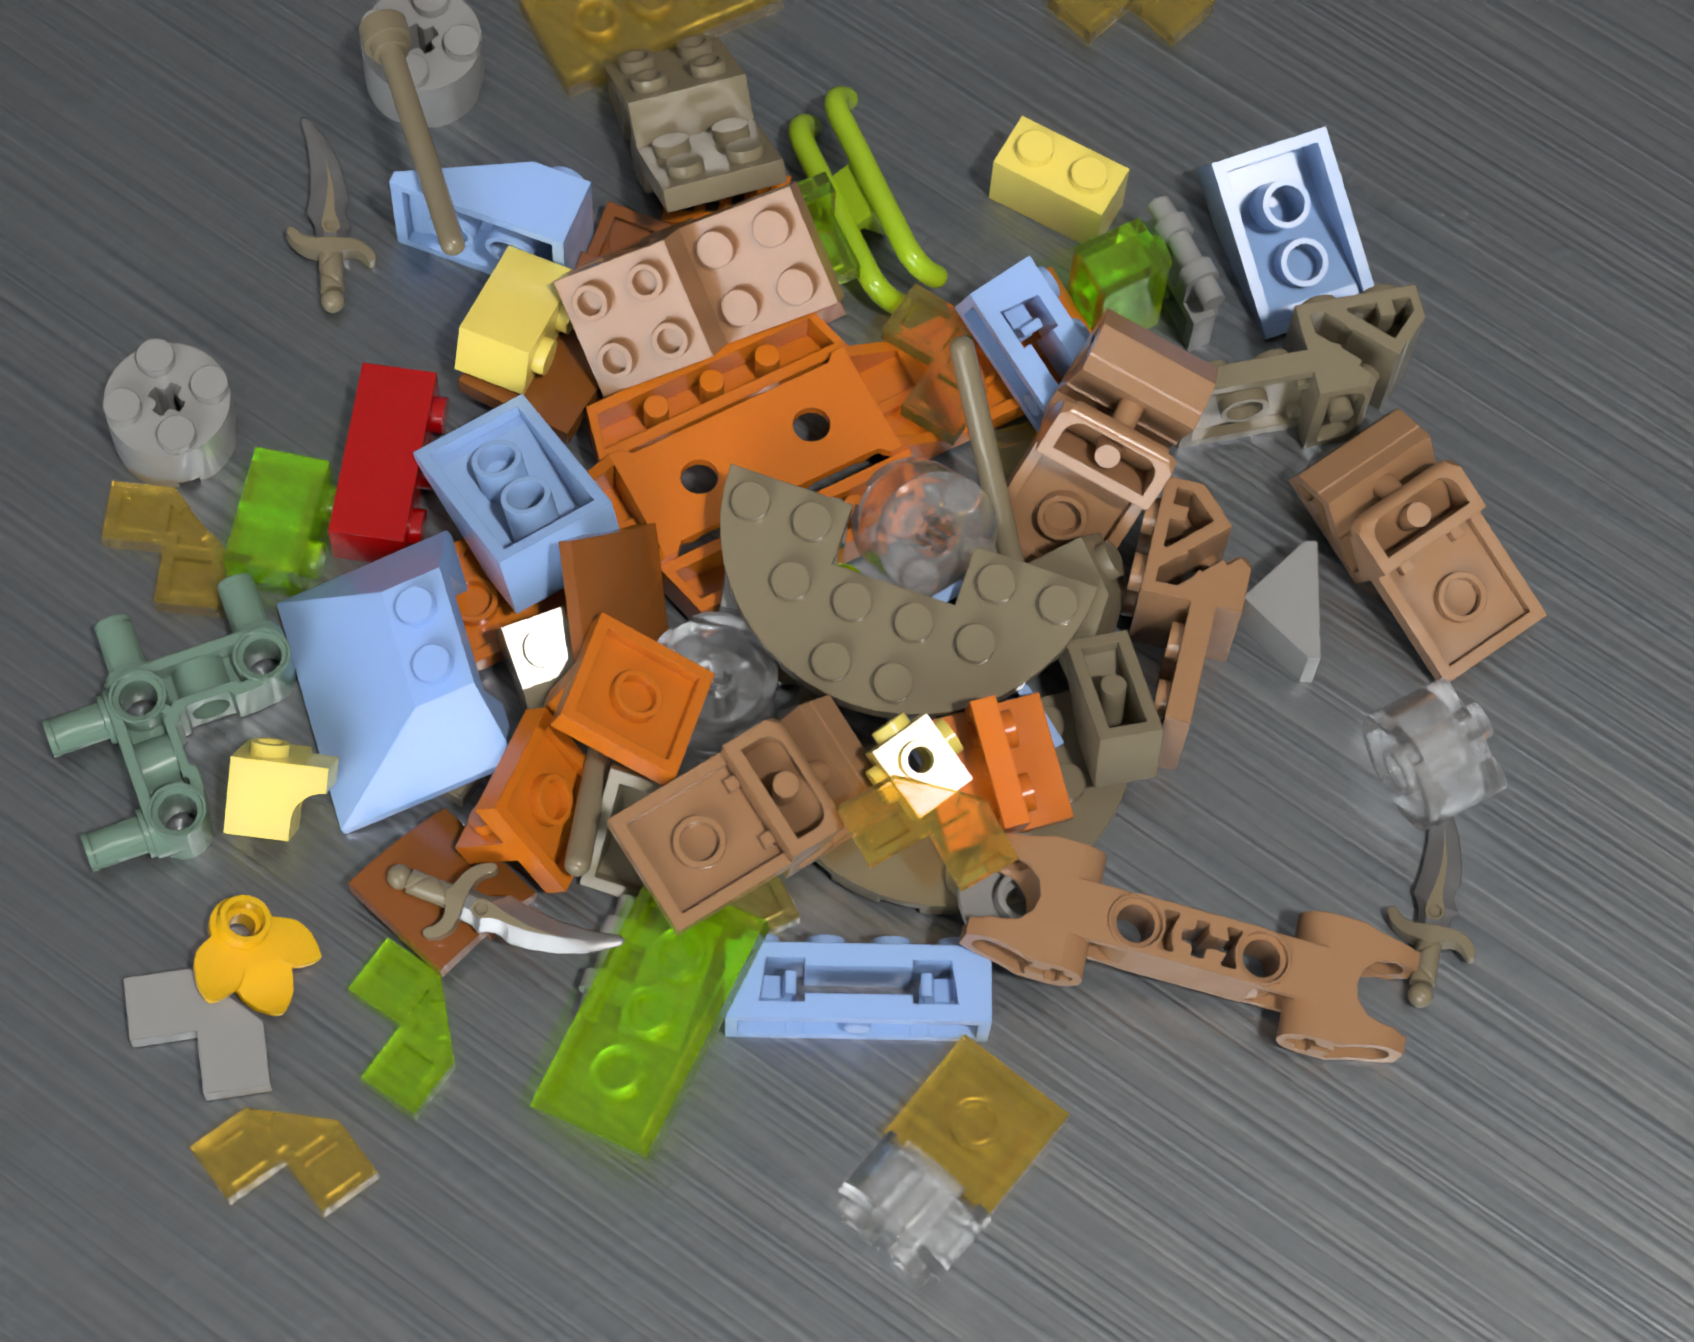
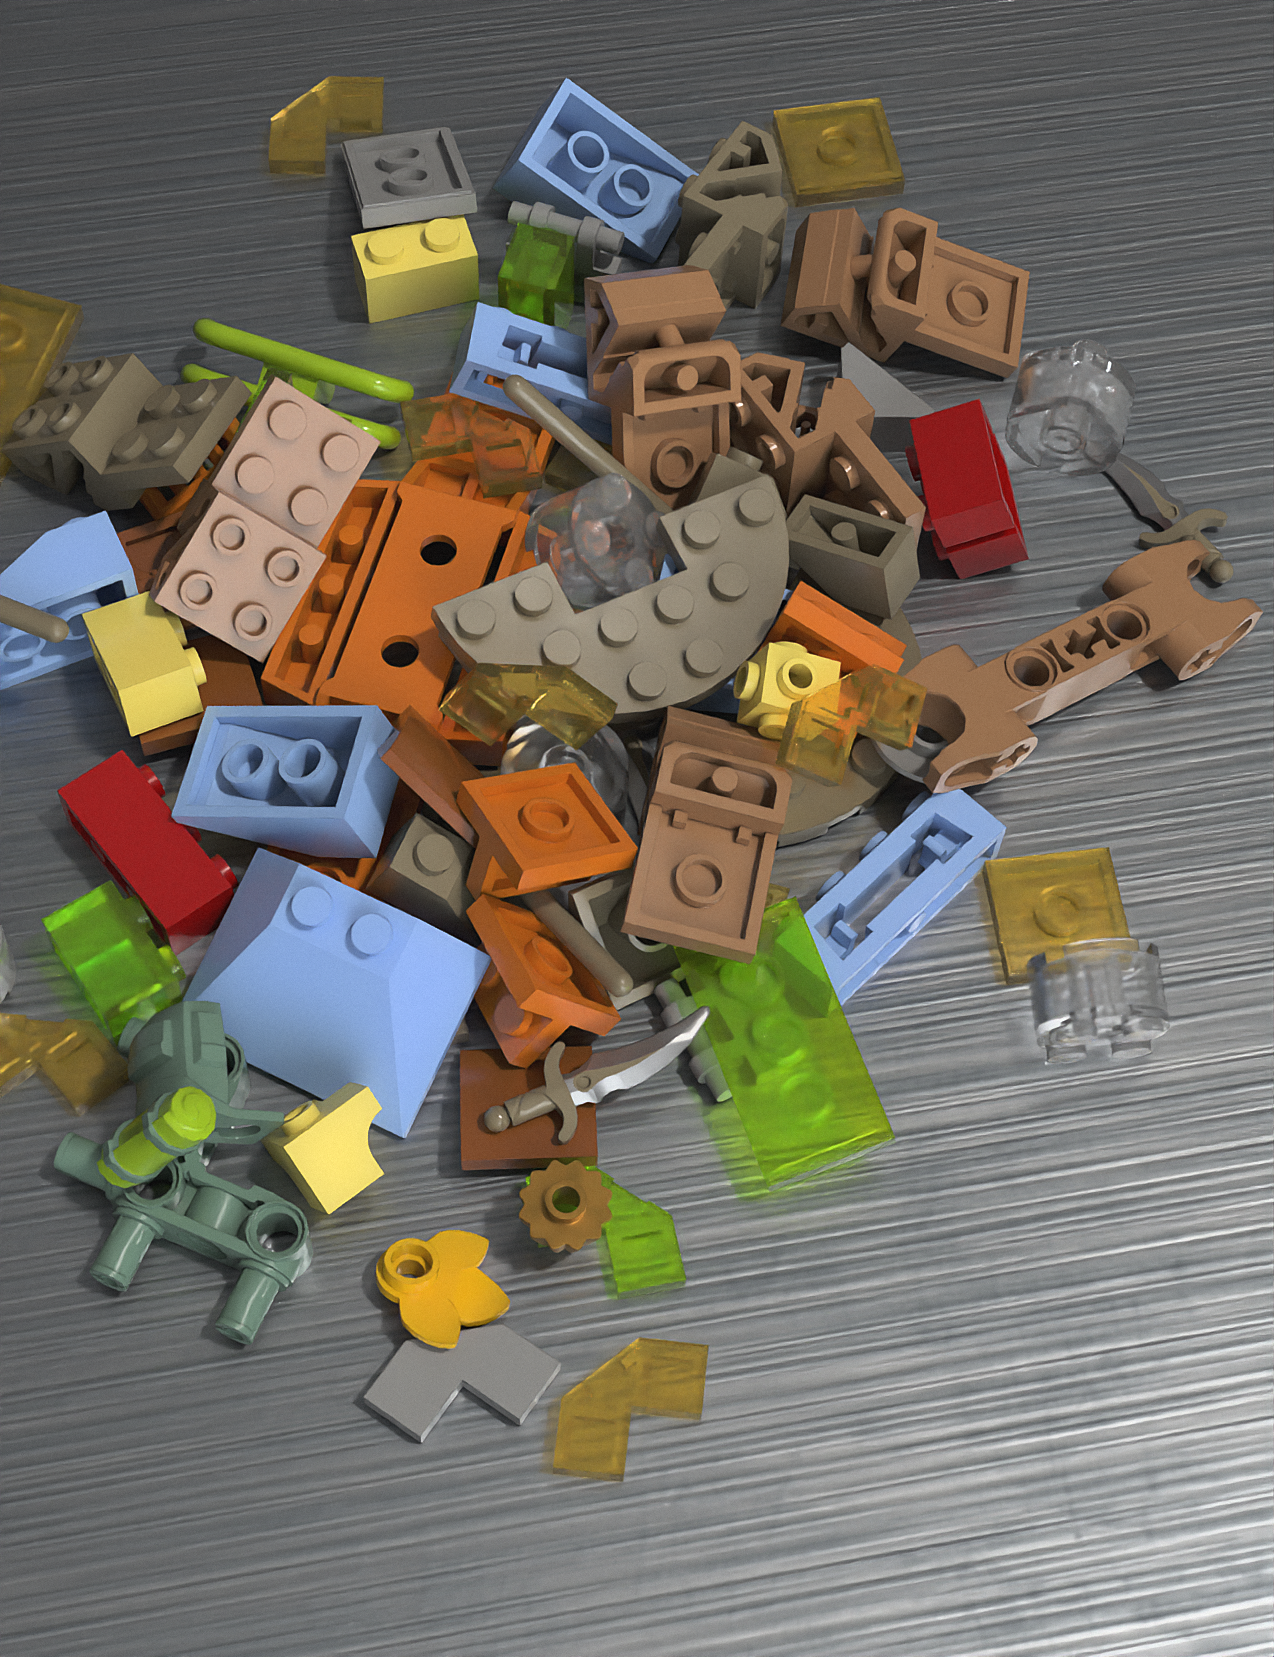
camera: 45 degrees left, 5 degrees down
(196, 656) = (180, 1096): none -> sand green piece
(367, 960) = (571, 1186): none -> pearl gold piece
(712, 577) = (553, 696): none -> clear yellow tile
(1129, 103) = (408, 177): none -> light grey tile
(1266, 742) = (966, 490): none -> red piece
(1520, 376) = (838, 152): none -> clear yellow tile

